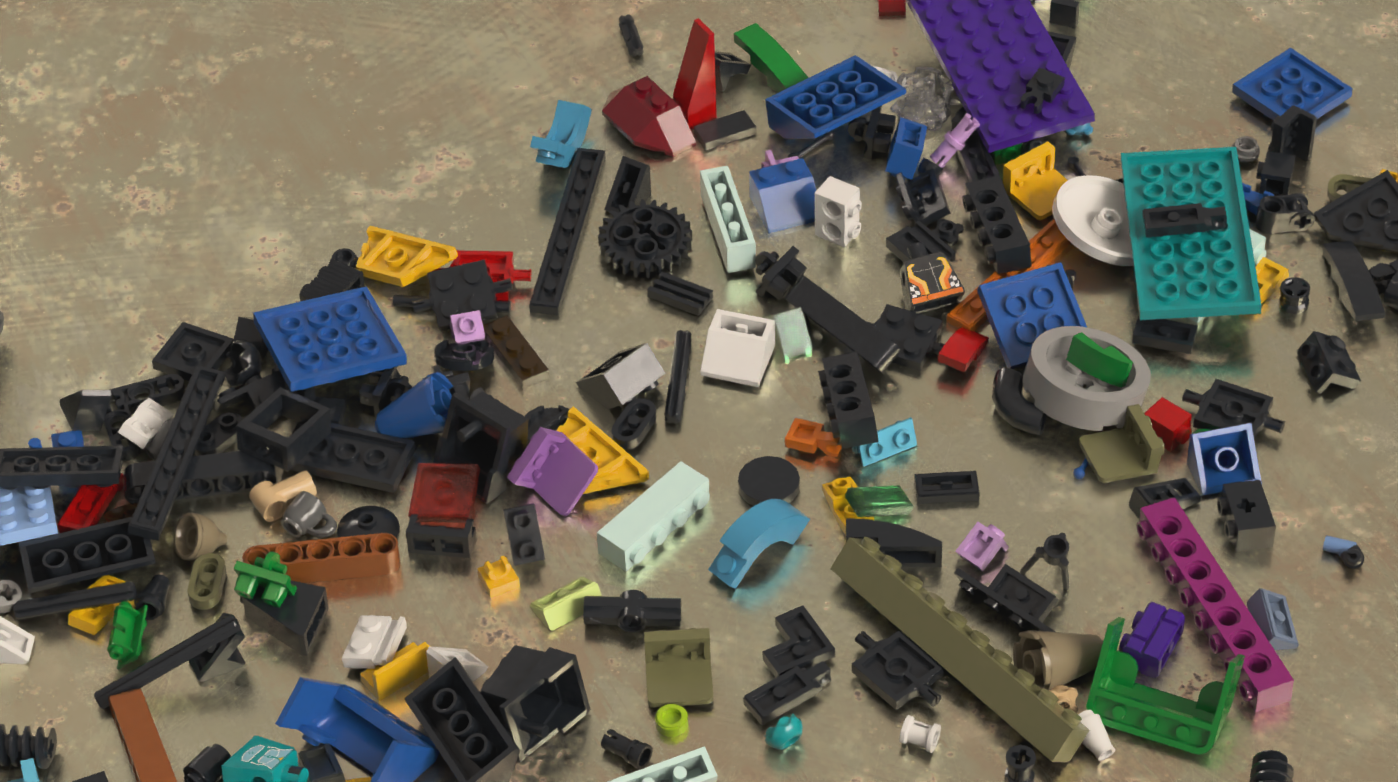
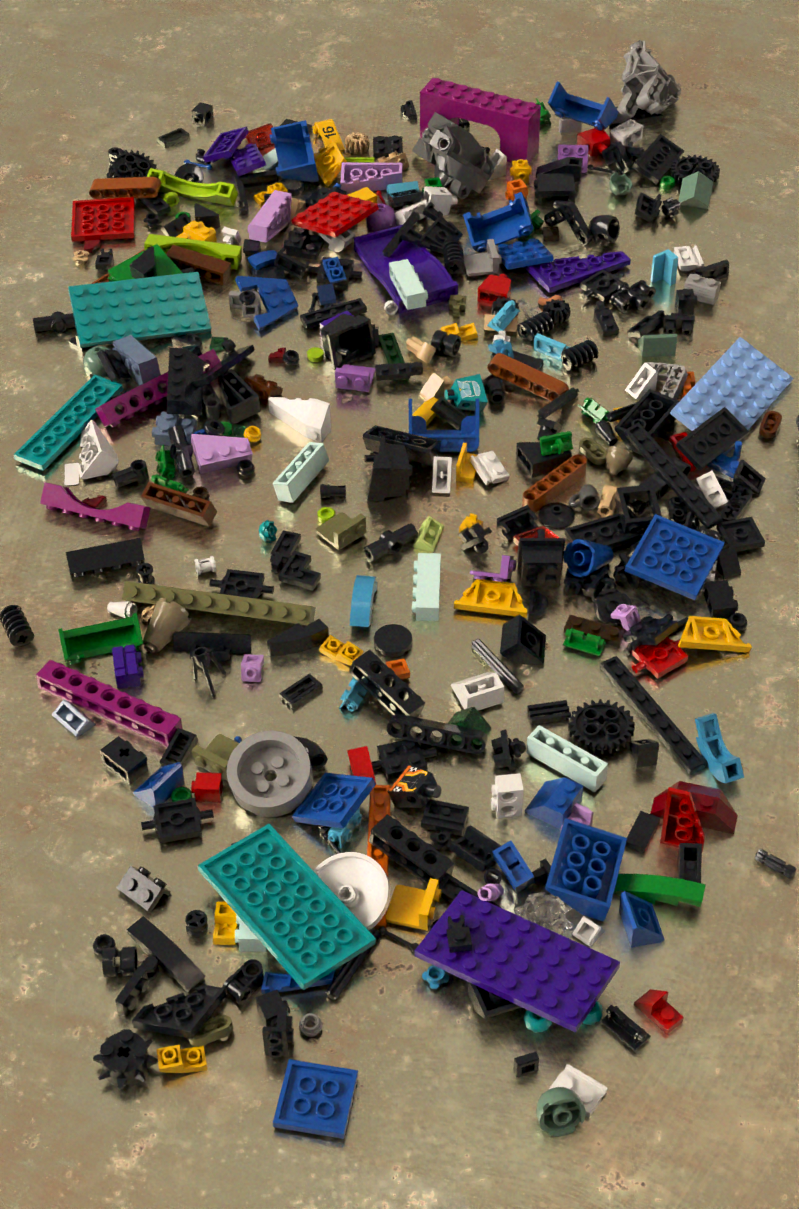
camera: 140 degrees right, 0 degrees up
(544, 339) = (589, 644): none -> green hinge
(634, 423) = (489, 626): black plate -> none
(829, 50) = (639, 921): none -> blue slope
(879, 501) = (324, 655): clear green tile -> none
(1104, 364) = (261, 779): green slope -> none
(1182, 220) = (289, 891): black hinge -> none
(1347, 550) = (58, 778): arm -> none

